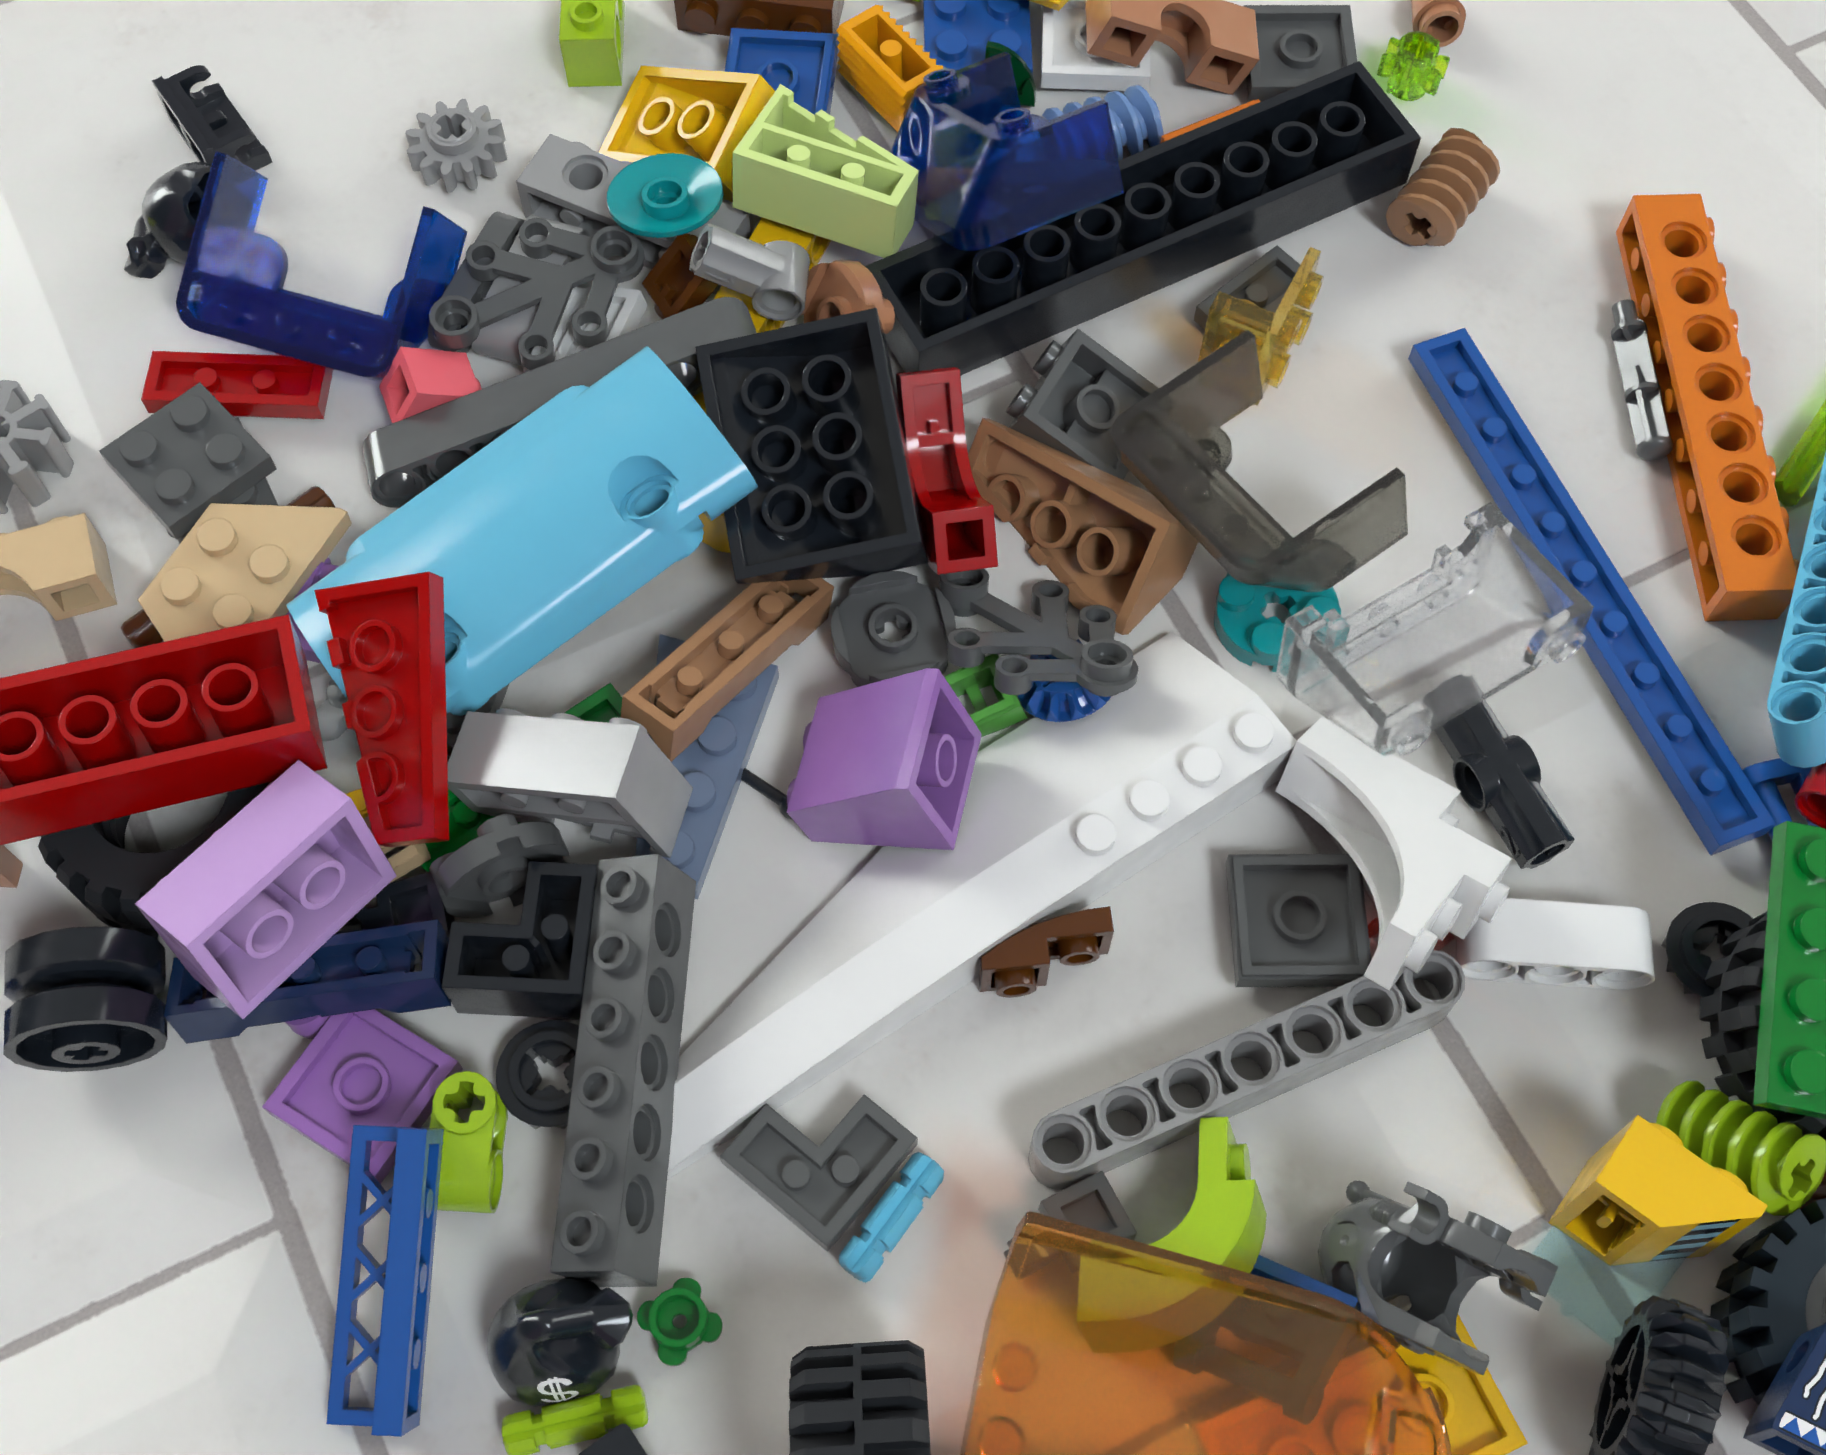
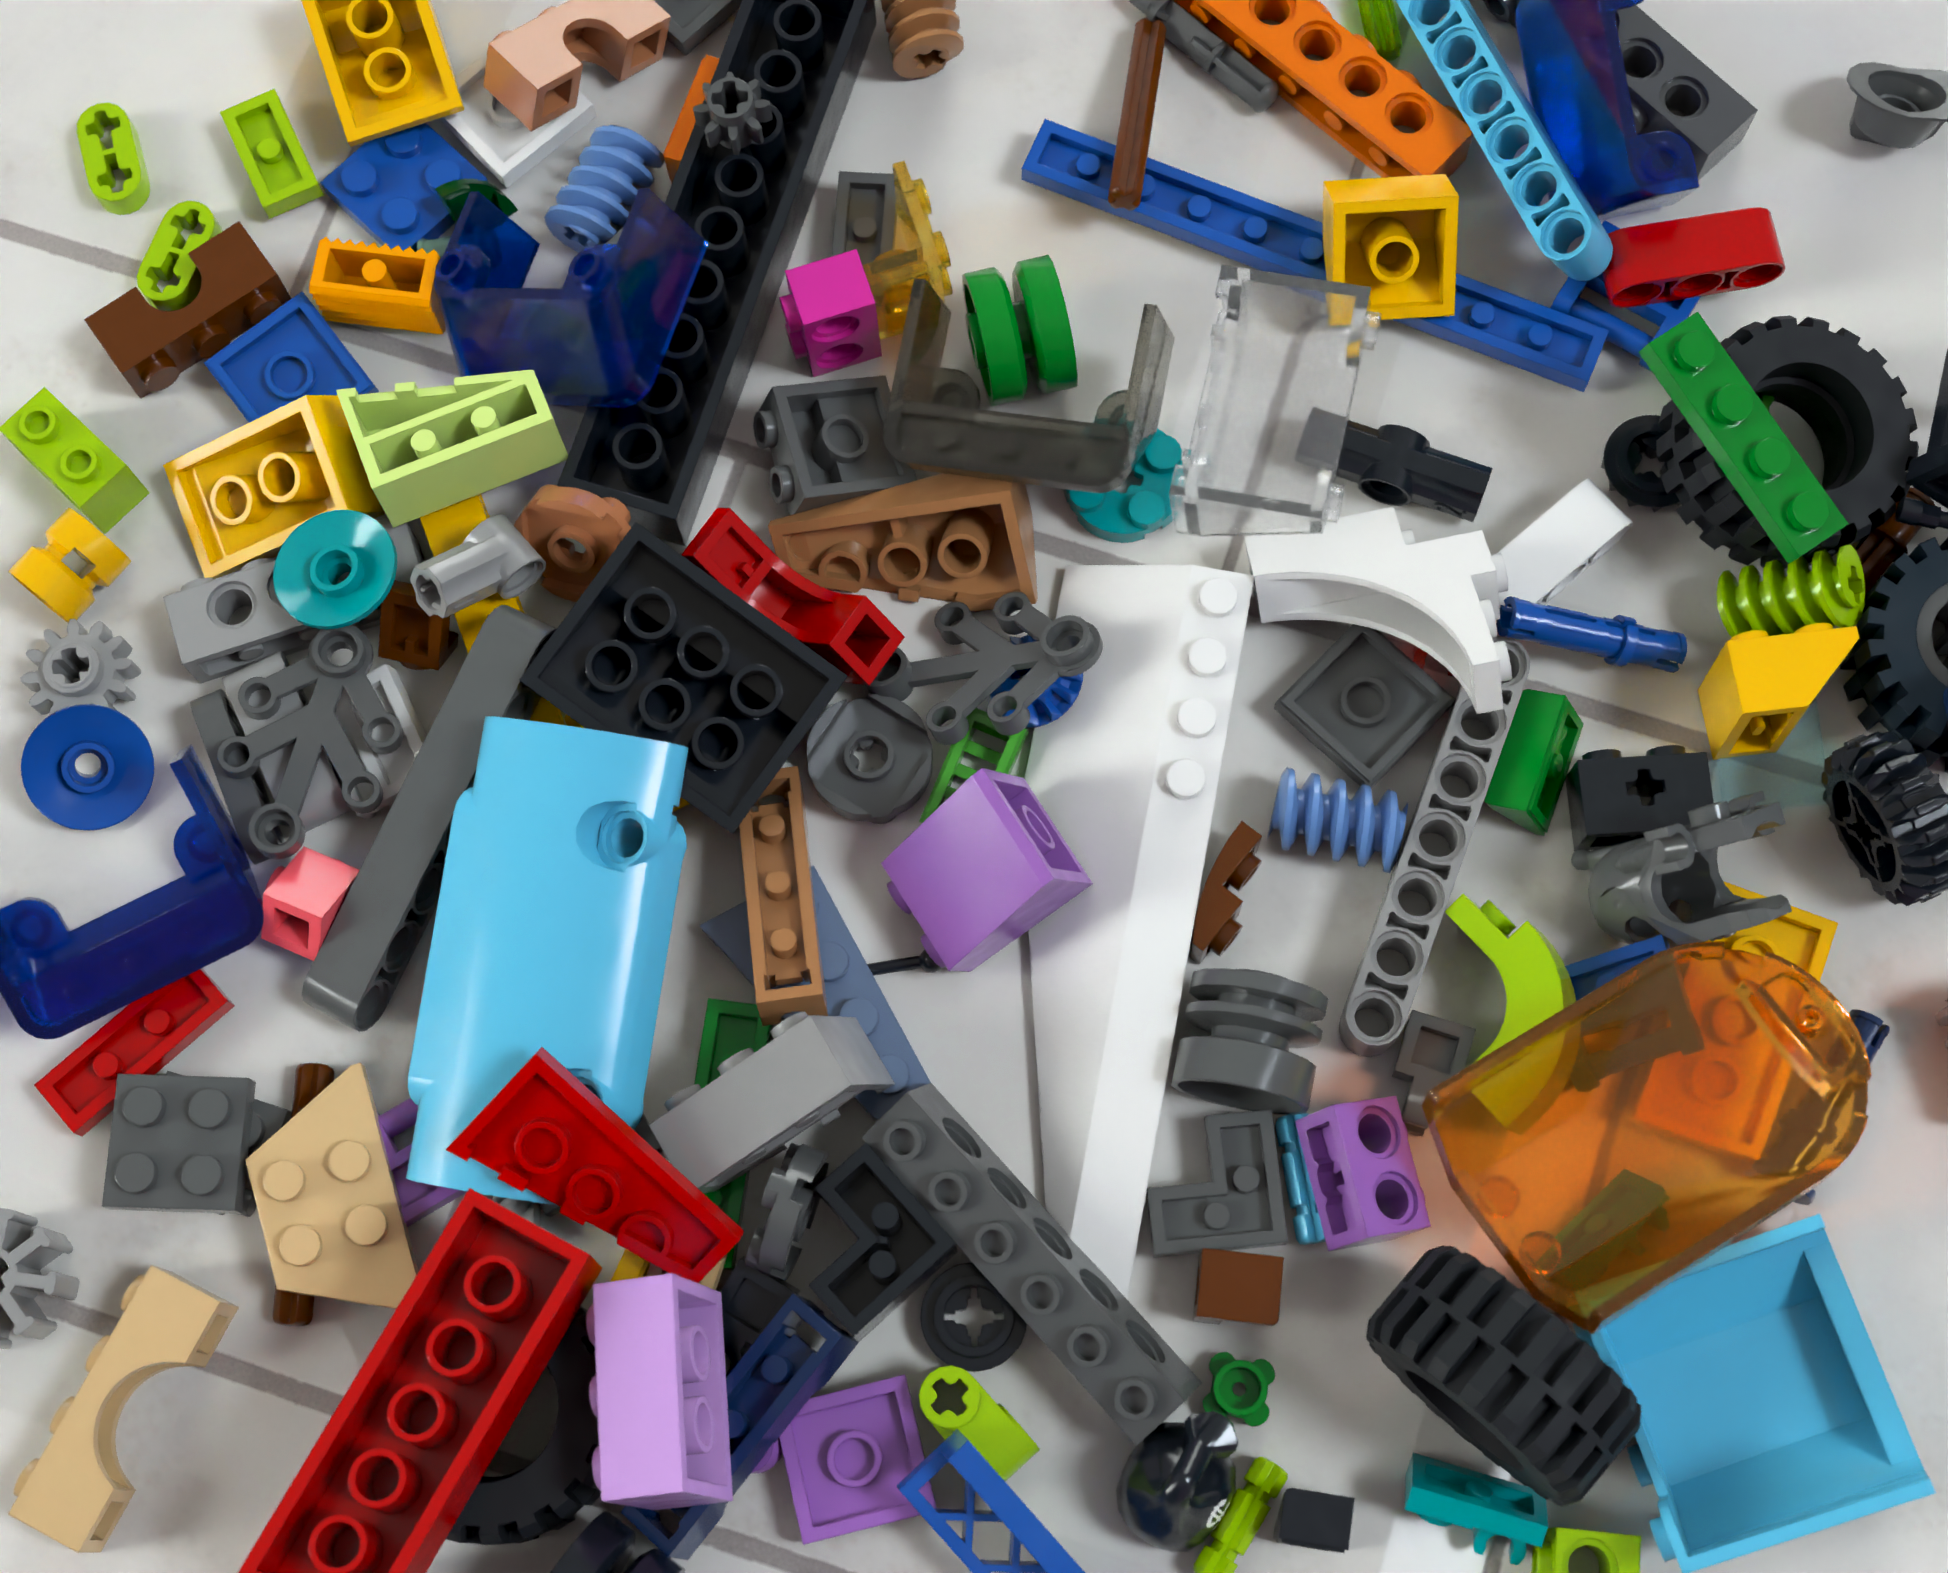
camera: 40 degrees left, 10 degrees up
(378, 179) = (87, 799): none -> blue dish
(501, 81) = (54, 582): none -> yellow wheel
(752, 1239) = (1237, 1287): none -> reddish brown panel
(923, 1238) = (1362, 1173): none -> medium lavender brick
(959, 1060) = (1251, 1027): none -> dark grey wheel
(1168, 316) = (831, 313): none -> dark pink brick
(1186, 978) = (1338, 819): none -> medium blue piece
(1230, 131) = (736, 97): none -> dark grey gear
(1295, 437) = (1028, 329): none -> green wheel
(1393, 1082) = (1535, 760): none -> green slope
(1440, 1147) = (1608, 816): none -> black brick
(1536, 376) = (1137, 115): none -> reddish brown axle
(1549, 1048) = (1614, 639): none -> blue pin
(1650, 611) = (1395, 240): none -> yellow slope

